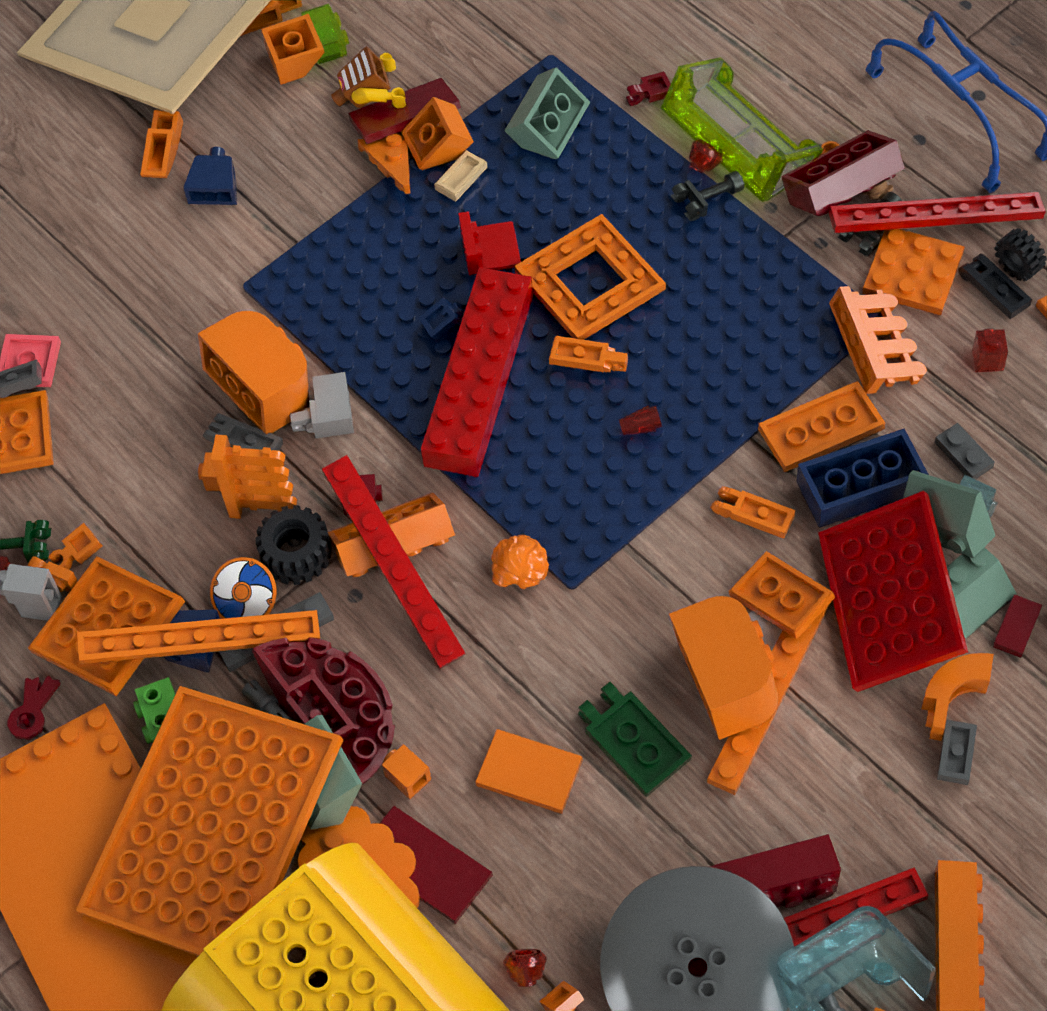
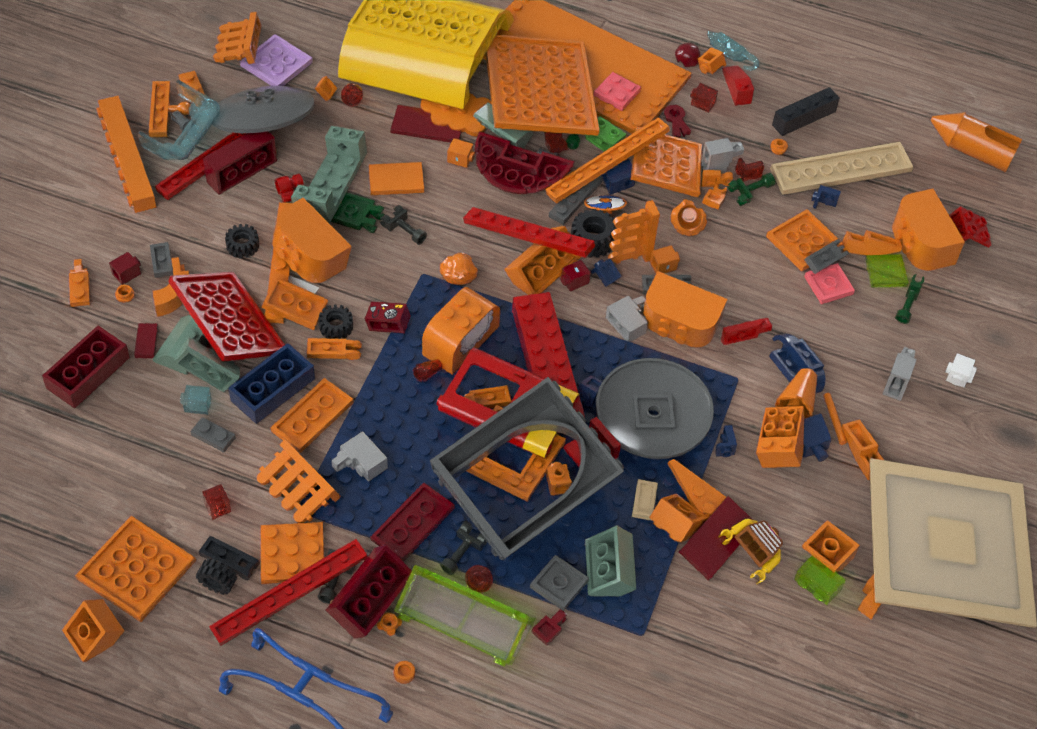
camera: 145 degrees right, 5 degrees down
(49, 194) = (900, 374): none -> light grey hinge
(87, 791) = (617, 91): none -> coral plate
(144, 515) = (688, 219): none -> orange hair
(154, 275) = (796, 356): none -> dark blue plate
(163, 197) = (835, 419): none -> orange bar
(180, 333) = (745, 331): none -> red hinge
(190, 218) = (800, 392): none -> orange cone
(252, 175) = (781, 437): none -> orange slope
(314, 488) = (606, 271): none -> dark blue bracket
(315, 204) = (728, 443): none -> dark blue bracket
(374, 228) = (661, 386): none -> dark grey dish
(540, 283) = (474, 414): none -> red piece
(547, 646) = (418, 235): none -> pearl dark grey bar
(548, 165) = (535, 410): none -> dark grey panel
(551, 223) = (558, 478): none -> orange brick
(569, 442) = (459, 327): none -> orange brick
(617, 117) = (559, 582): none -> dark grey plate
(638, 790) = (344, 157): none -> sand green plate
(658, 519) = (387, 317): none -> dark red brick
(710, 818) = (285, 186): none -> red piece
(737, 535) = (332, 314): none -> black tyre
(753, 244) = (413, 521): none -> dark red tile
(783, 335) = (361, 455): none -> light grey hinge
(824, 723) = (242, 233): none -> black tyre
(835, 104) = (404, 672): none -> orange tile
(1018, 754) = (125, 268): none -> dark red brick
(1032, 708) = (121, 291): none -> orange plate

